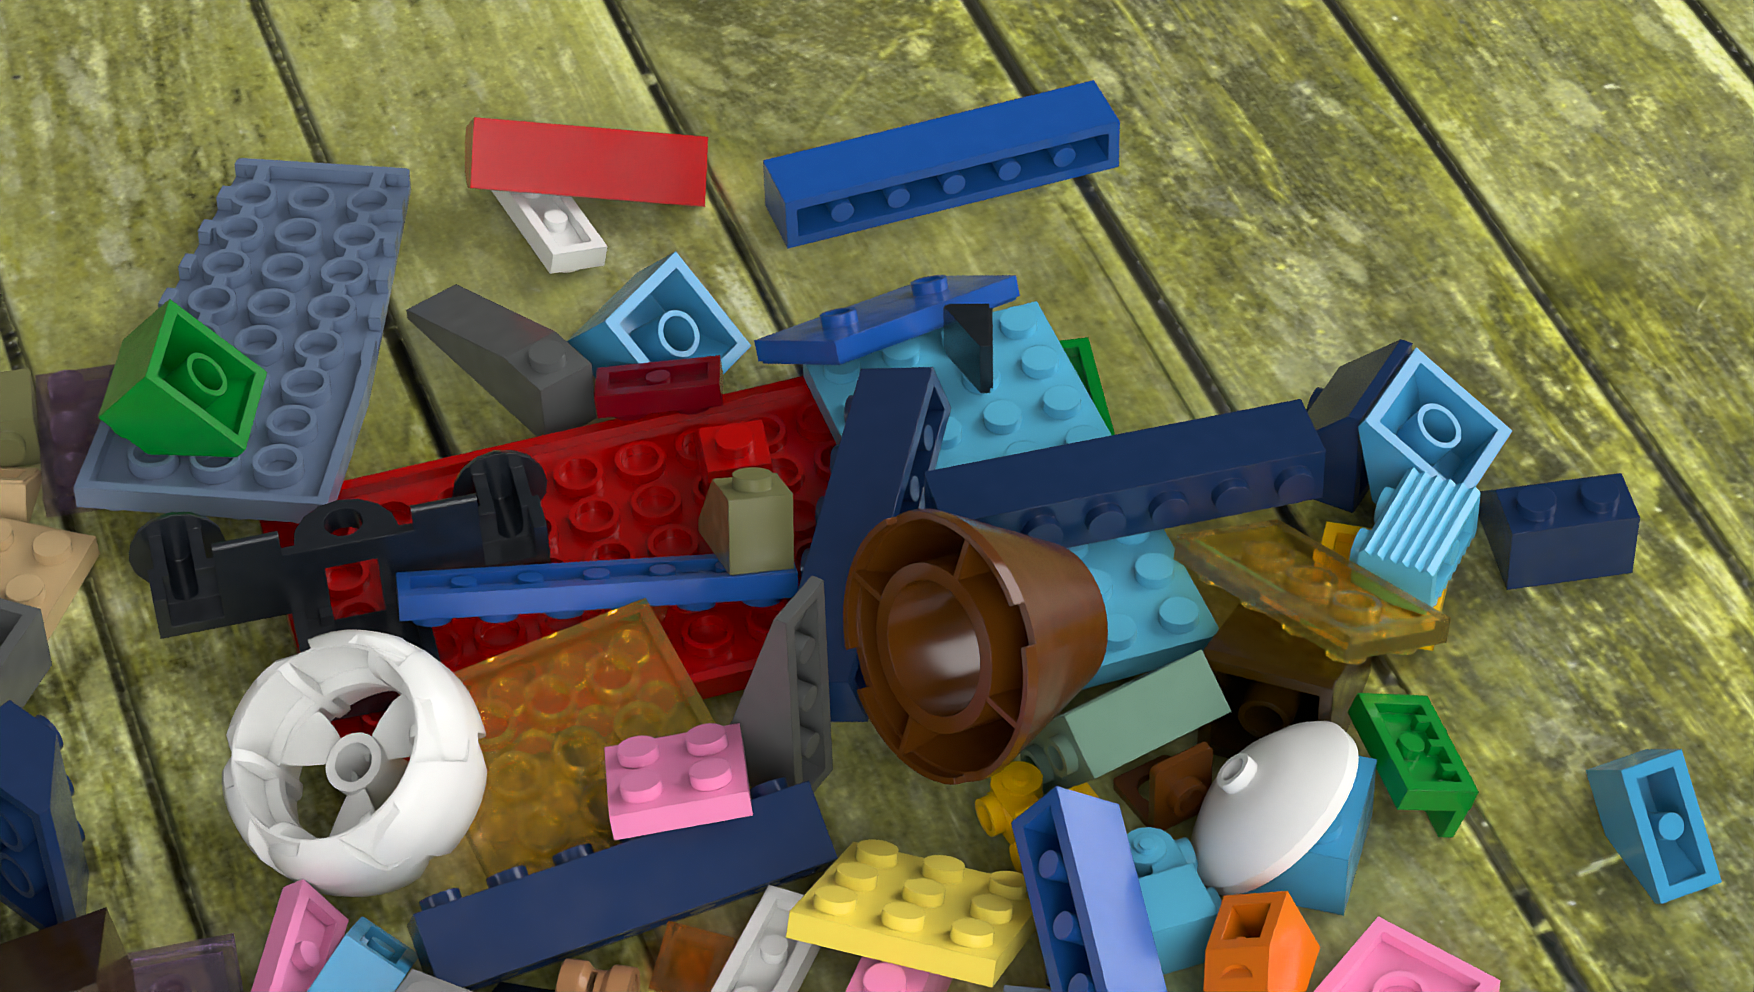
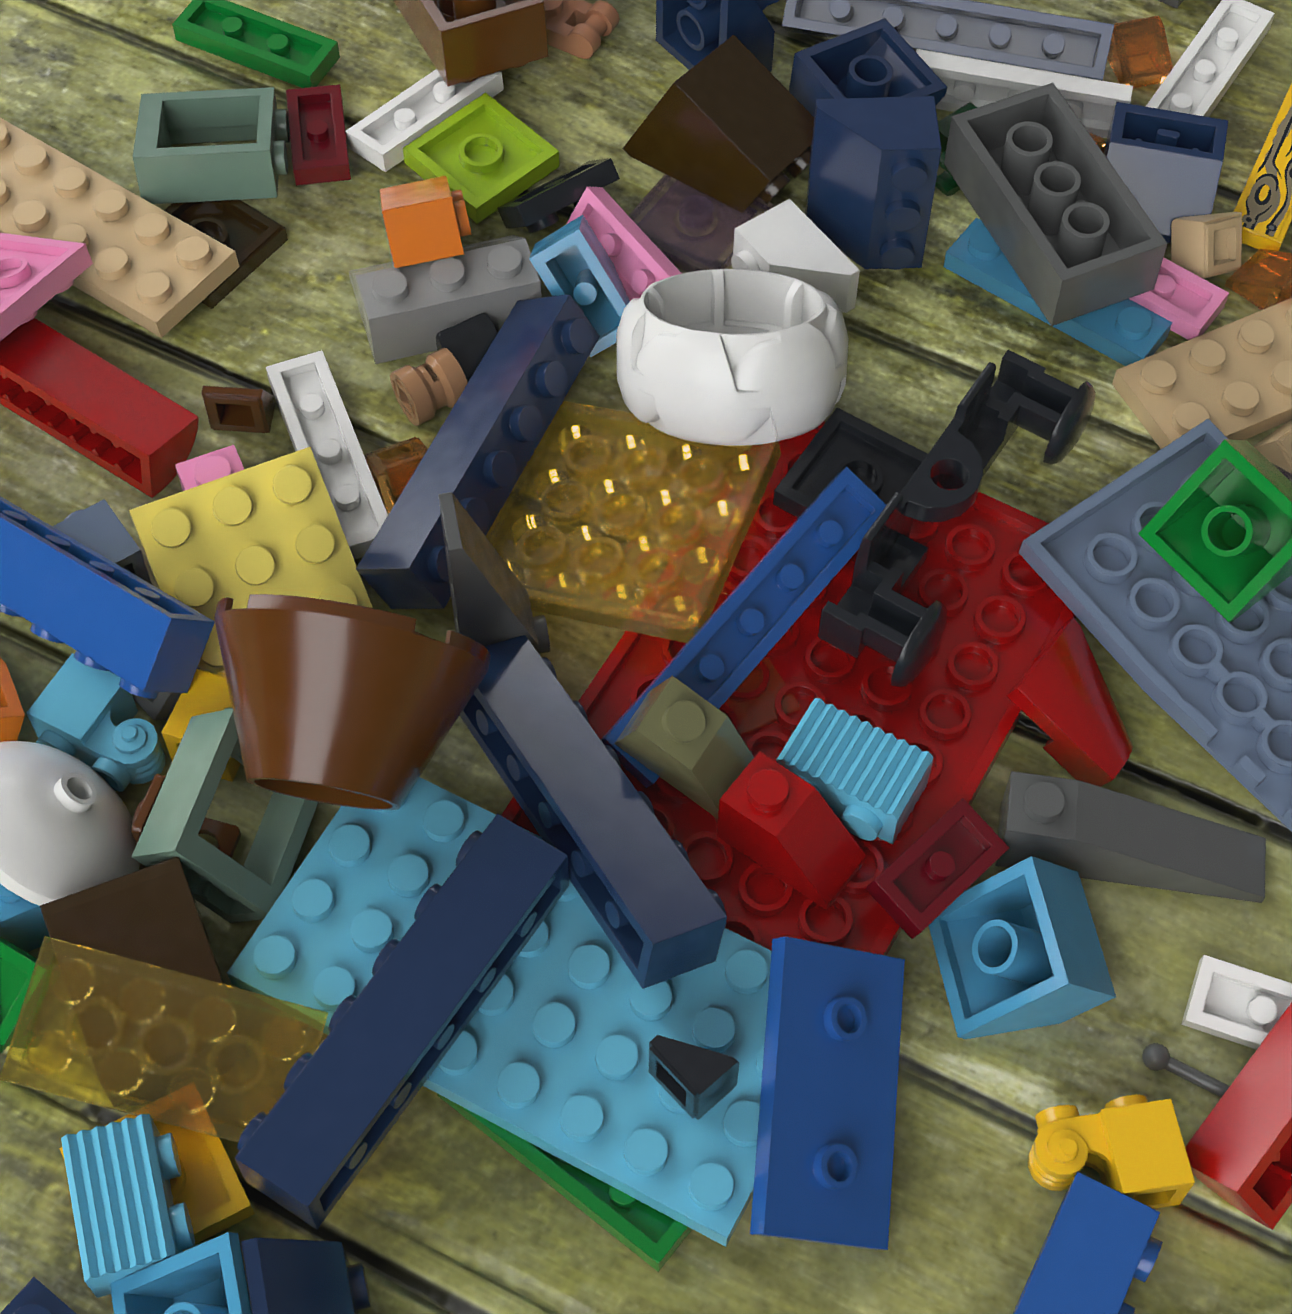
camera: 135 degrees right, 15 degrees up
(156, 885) = (793, 246): none -> white slope
(436, 417) = (1074, 708): none -> red slope
(642, 256) = (1157, 1058): none -> dark grey hinge
(646, 464) = (858, 770): none -> medium azure brick
(677, 780) = (508, 493): bright pink plate -> none
(735, 220) = (1128, 1143): none -> yellow brick

